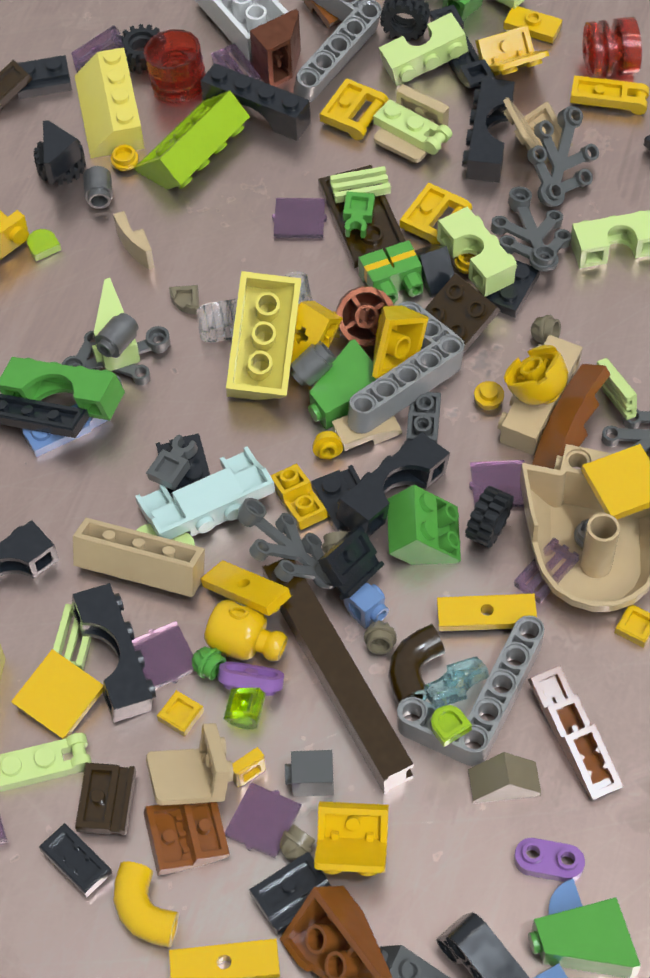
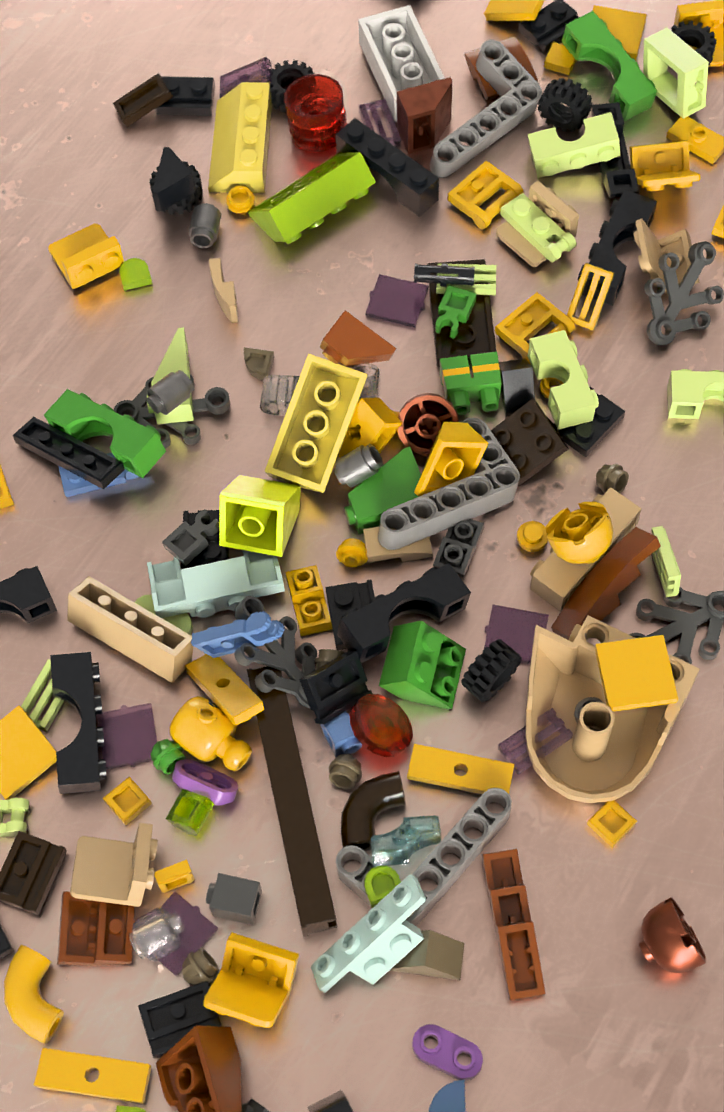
camera: 15 degrees right, 5 degrees up
(231, 429) = (258, 514): none -> neon yellow slope
(237, 541) = (227, 638): none -> medium blue hinge
(248, 820) = (156, 934): none -> clear head
(284, 252) = (354, 343): none -> dark orange wedge
(321, 186) = (464, 277): none -> black pin
(402, 587) = (381, 725): none -> clear red tile
(456, 774) = (374, 941): none -> light aqua bracket
(482, 151) = (601, 298): none -> yellow tile
(540, 256) = (629, 398): dark grey plant -> none

